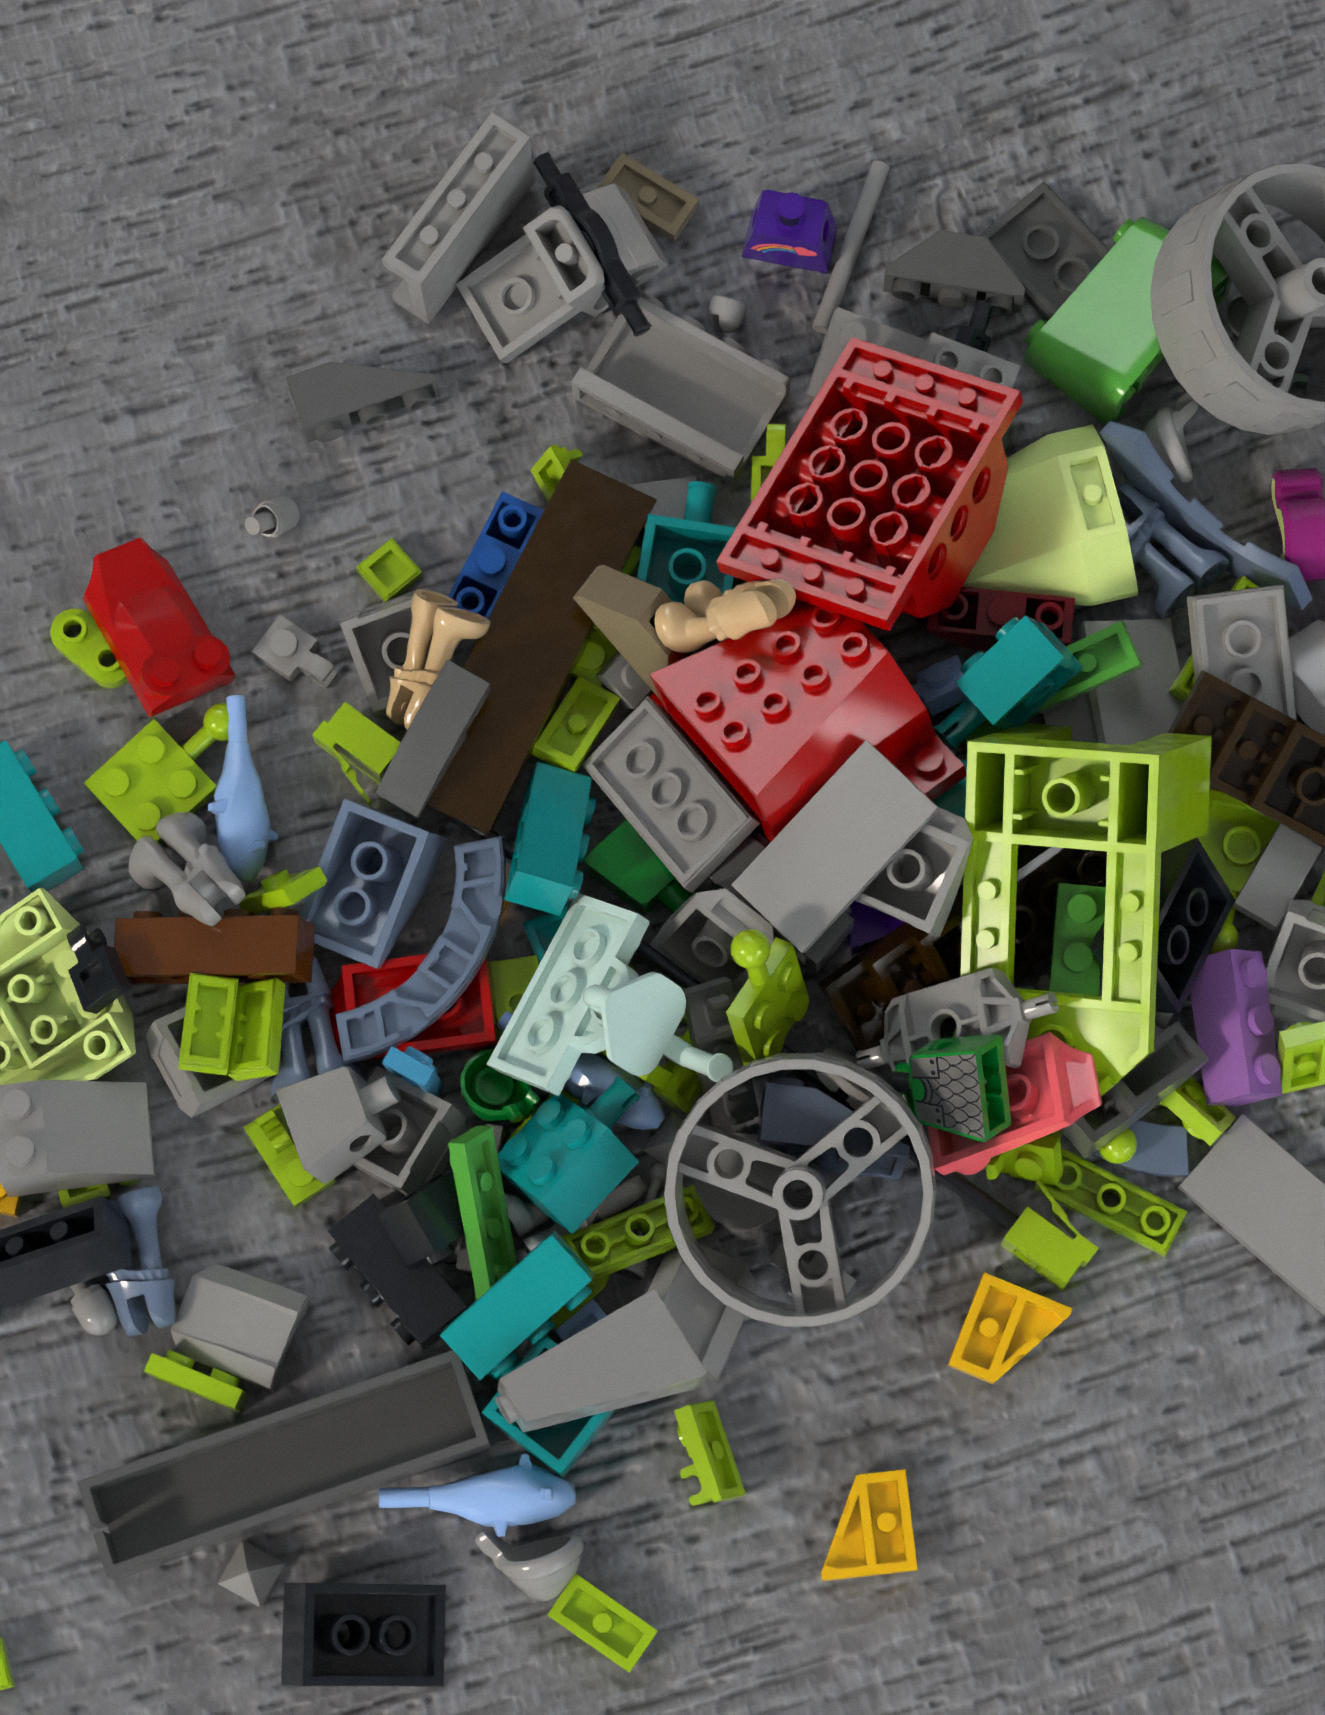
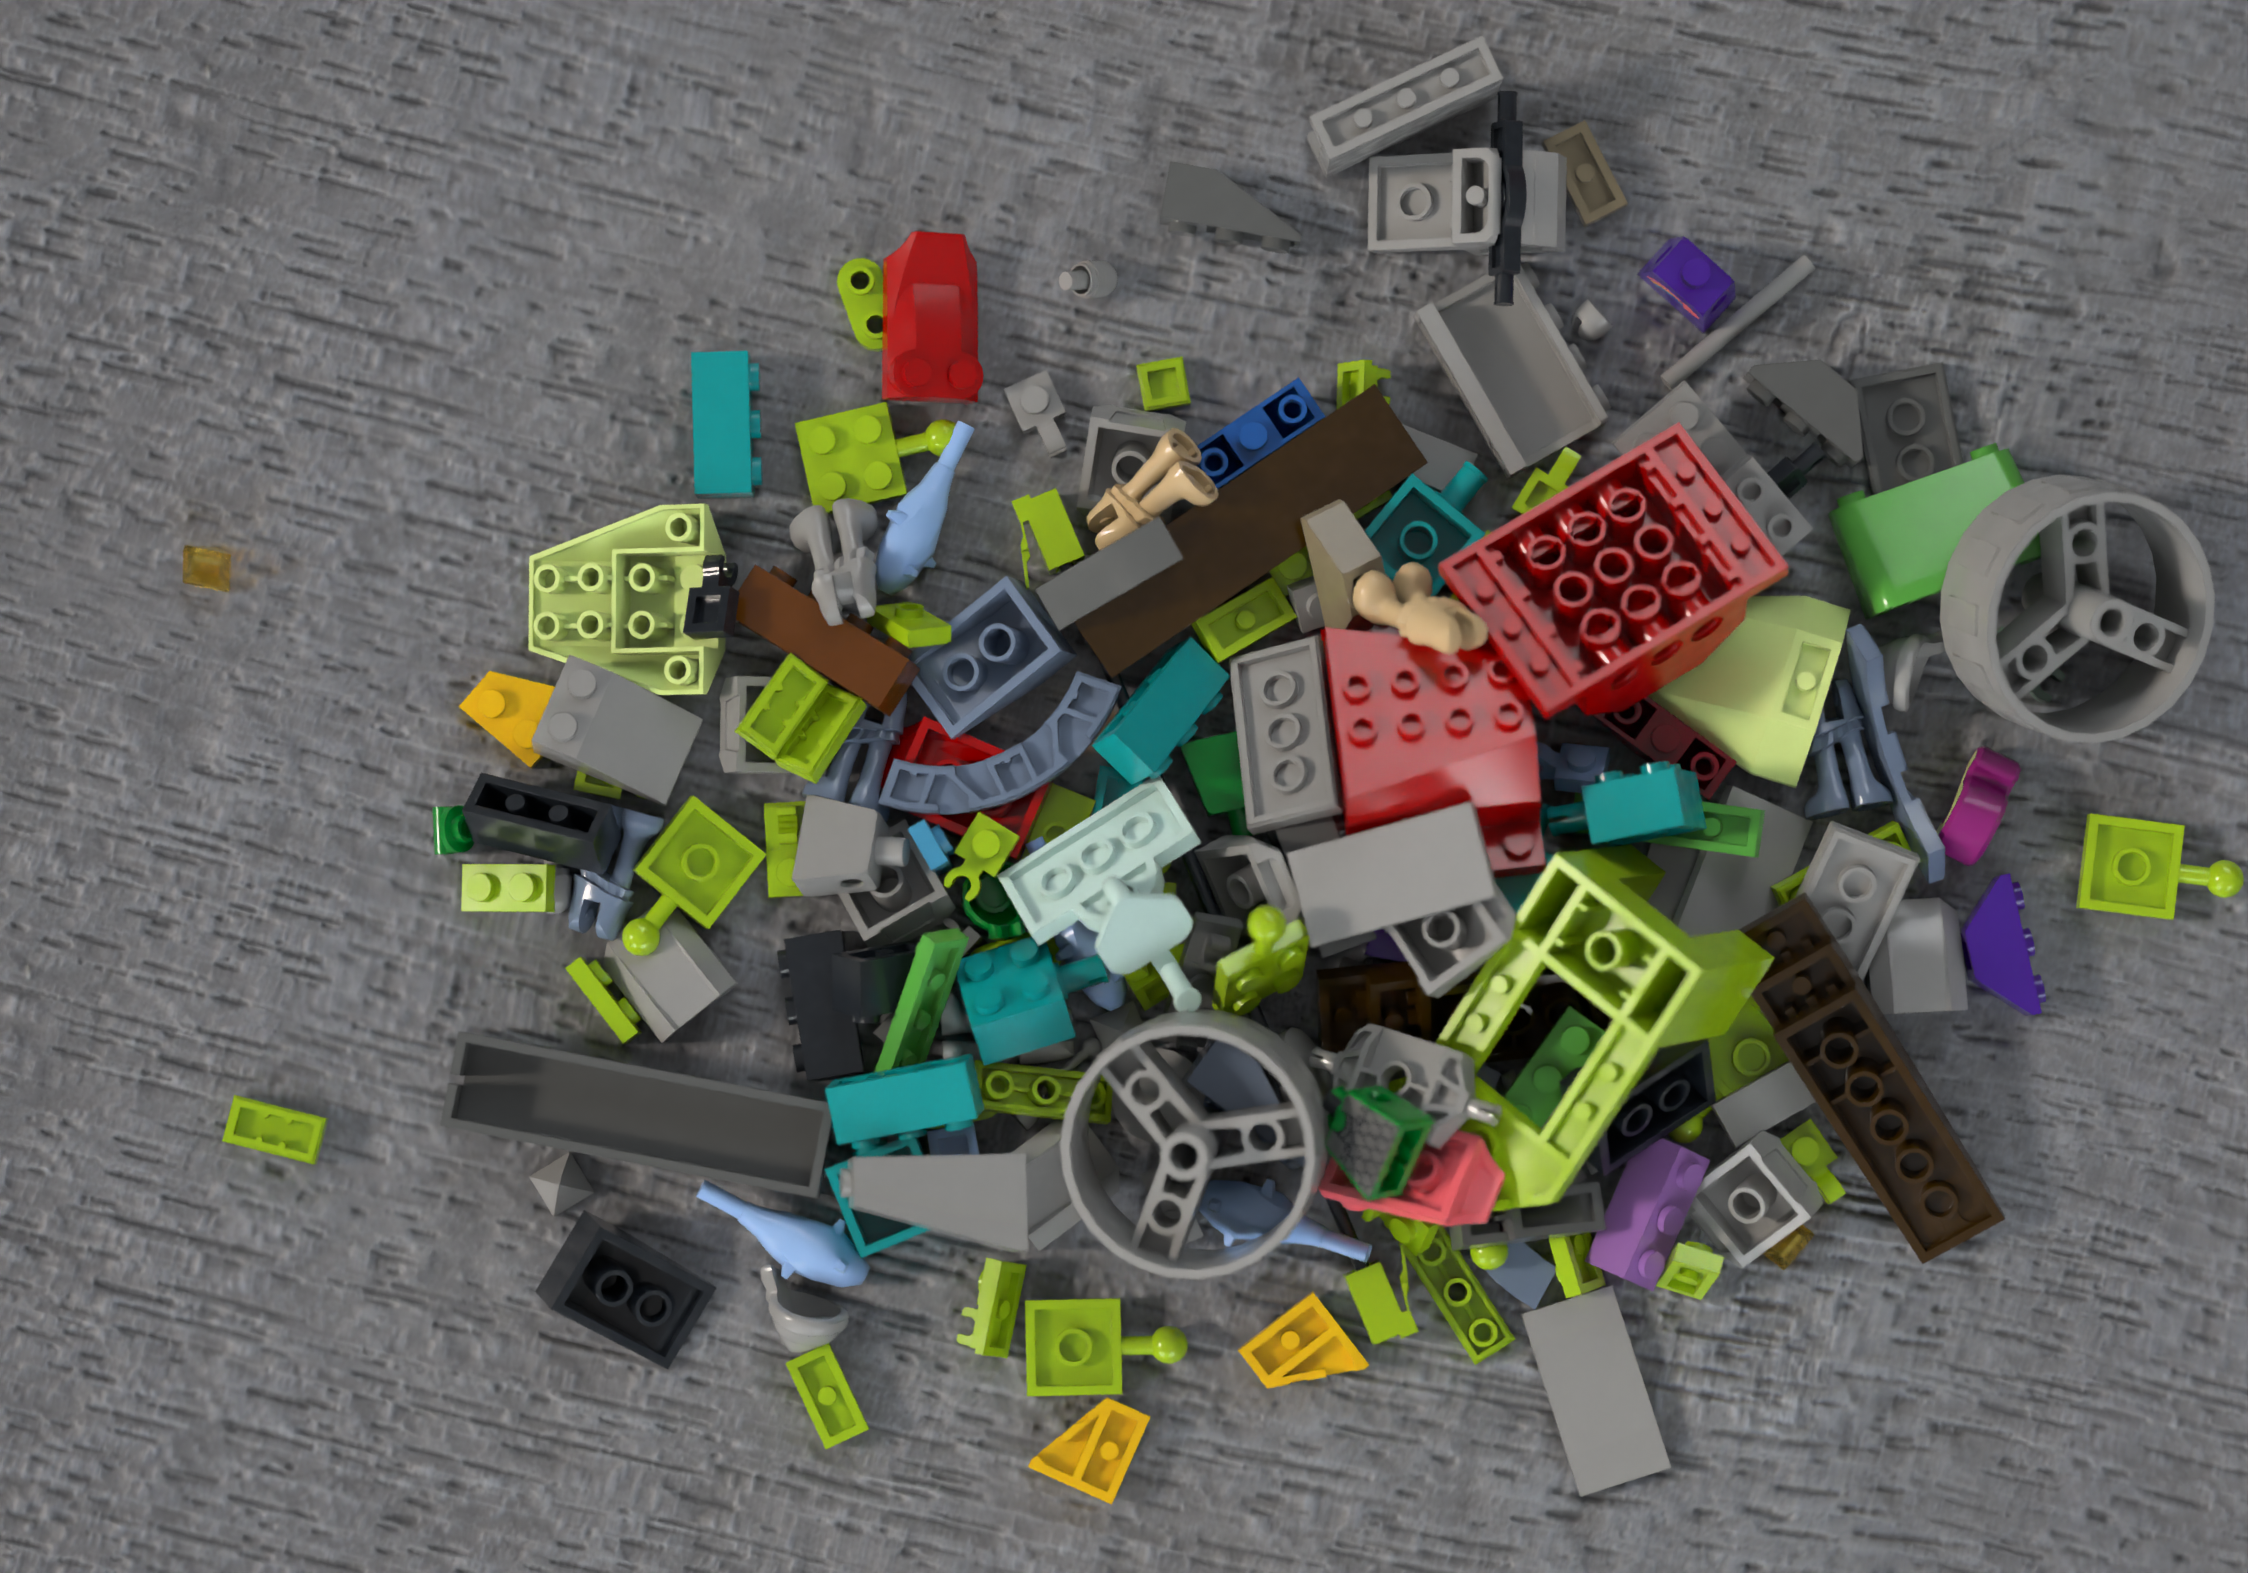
camera: 25 degrees right, 10 degrees up
(53, 1331) = (508, 888): none -> lime plate
(211, 1214) = (696, 867): none -> lime plate
(461, 1047) = (985, 849): none -> lime plate
(805, 1445) = (1080, 1347): none -> lime plate
(883, 1232) = (1251, 1211): none -> light blue piece

